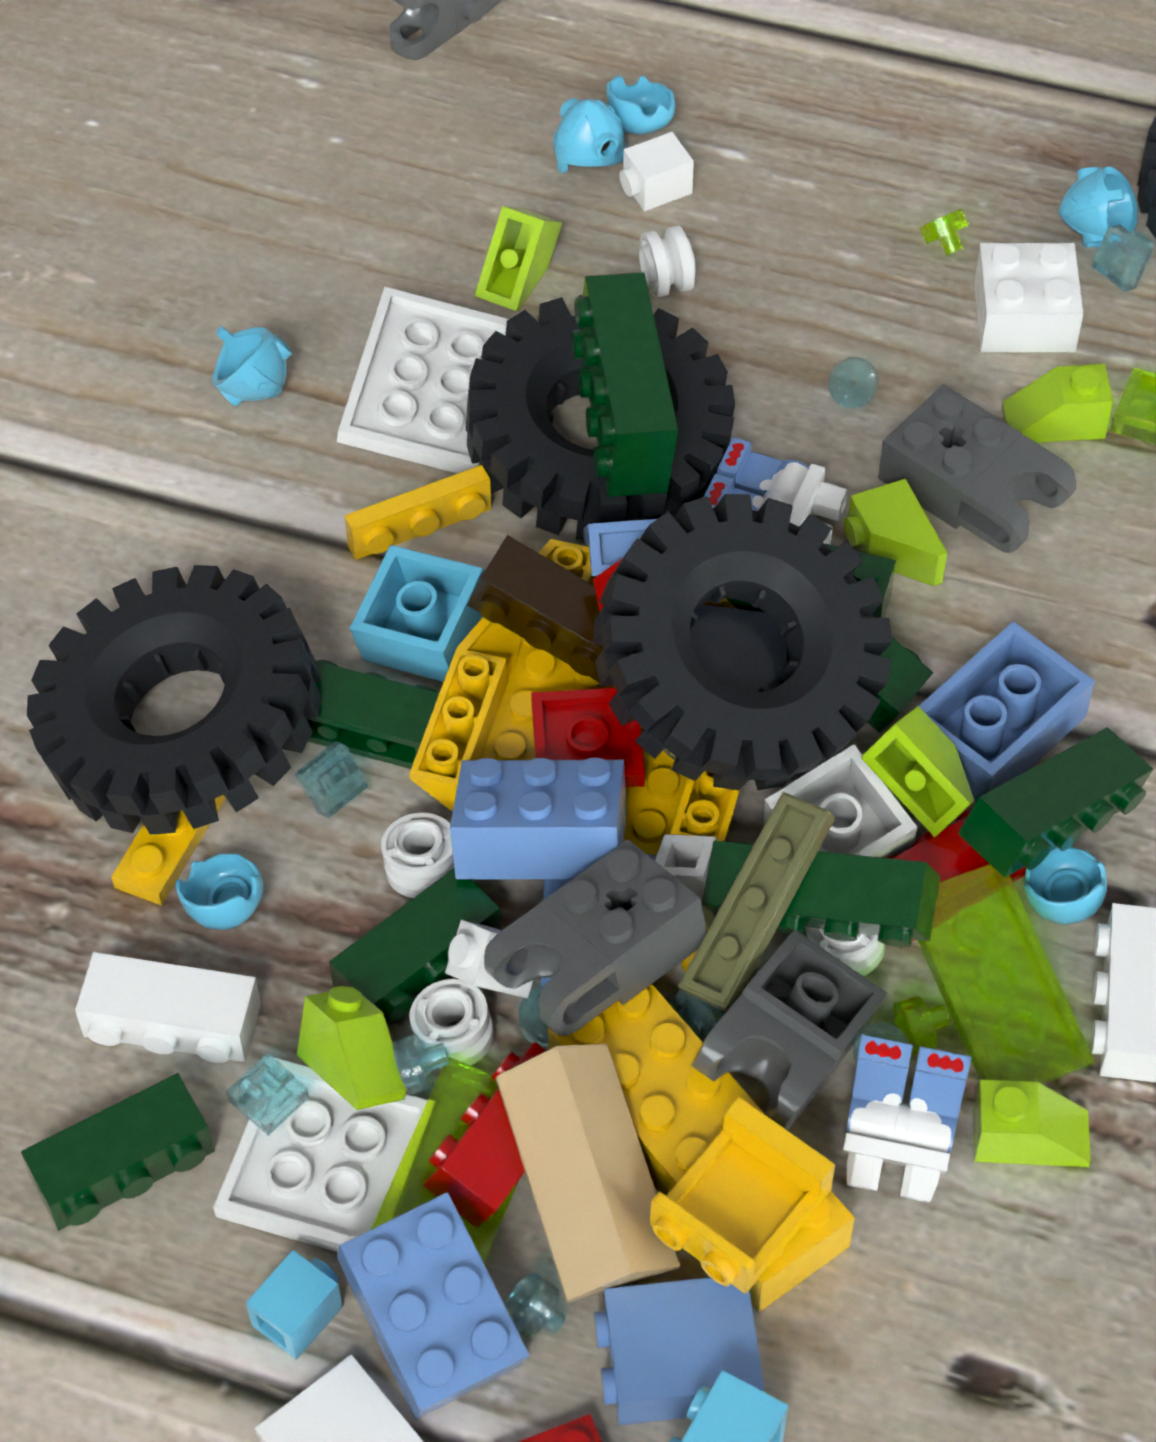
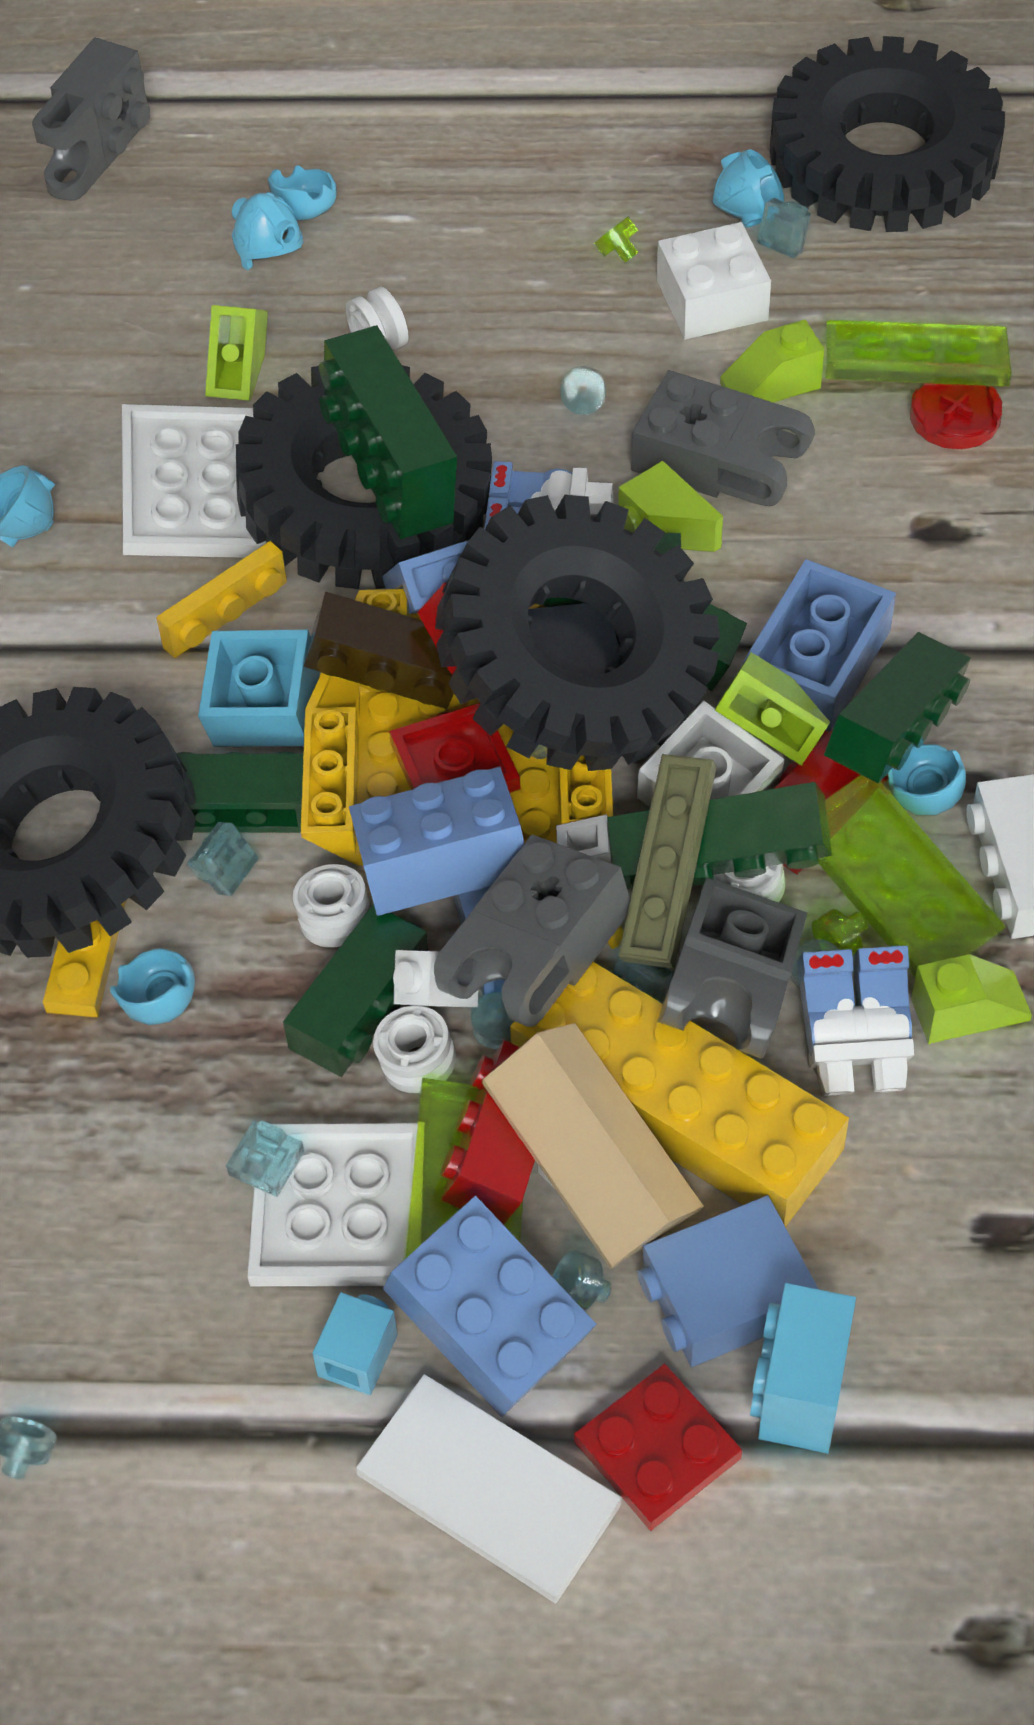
camera: 15 degrees left, 0 degrees up
(118, 1152) = (138, 1252): dark green brick -> none
(168, 1008) = (139, 1106): white brick -> none
(350, 1047) = (330, 1094): lime slope -> none
(417, 1062) = (398, 1090): clear light blue tile -> none
(657, 171) = (339, 246): white brick -> none
(743, 1197) = (747, 1124): yellow panel -> none

